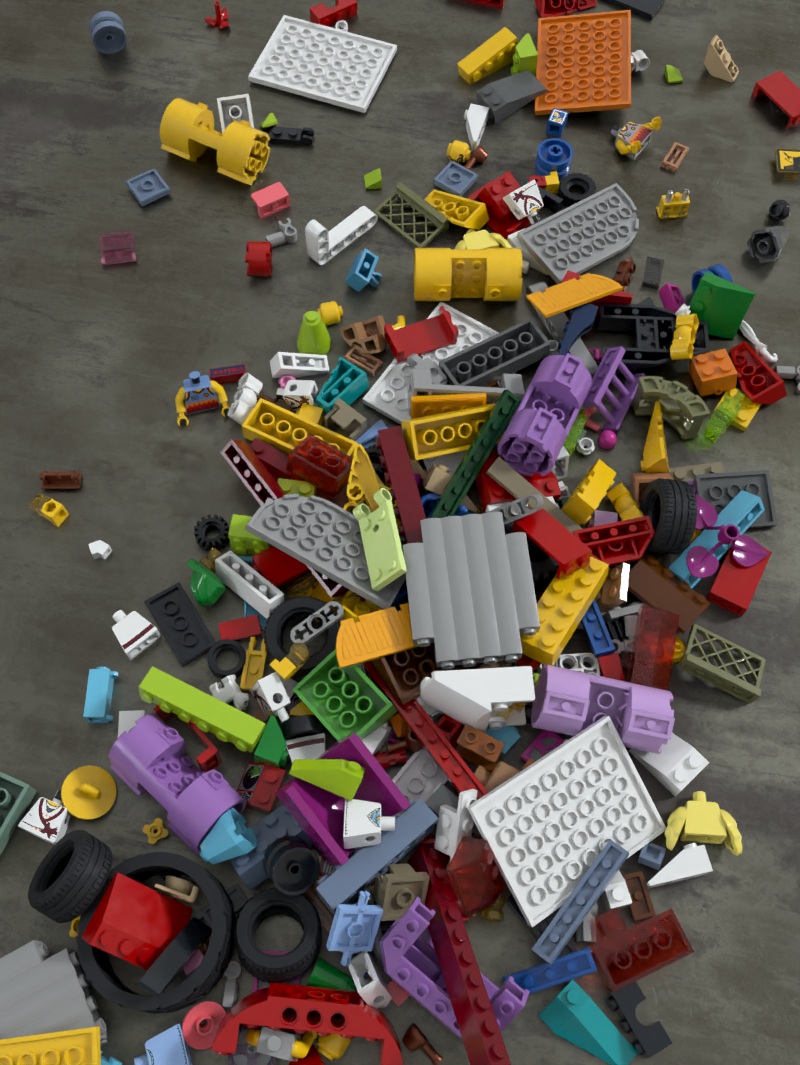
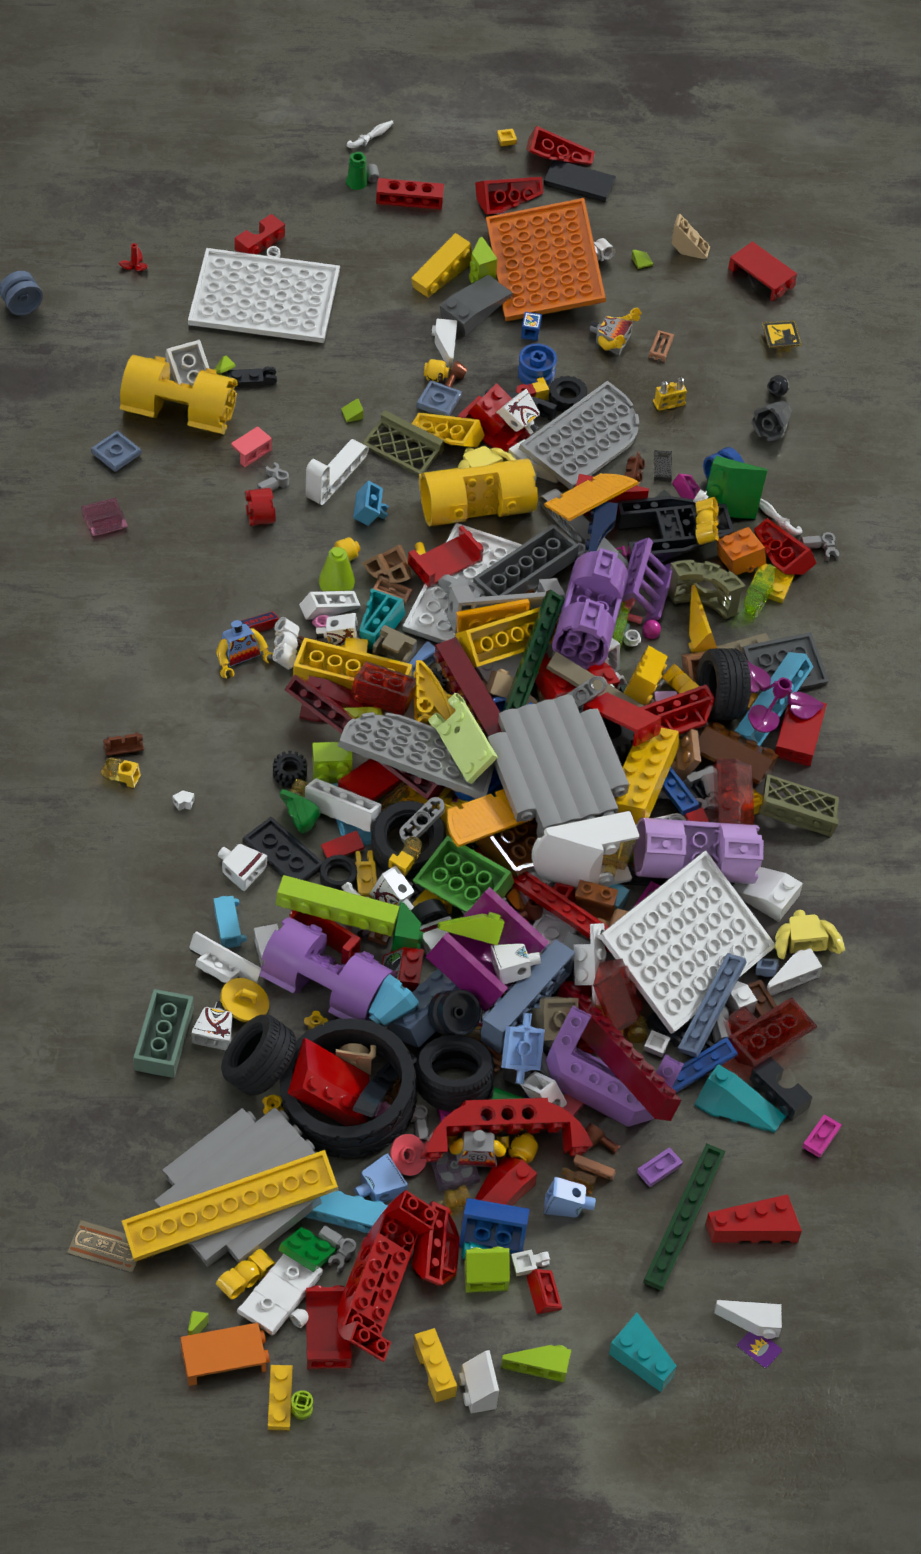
camera: 15 degrees left, 10 degrees down
(78, 743) = (221, 961): none -> white bracket
(511, 930) = (656, 1043): none -> white plate

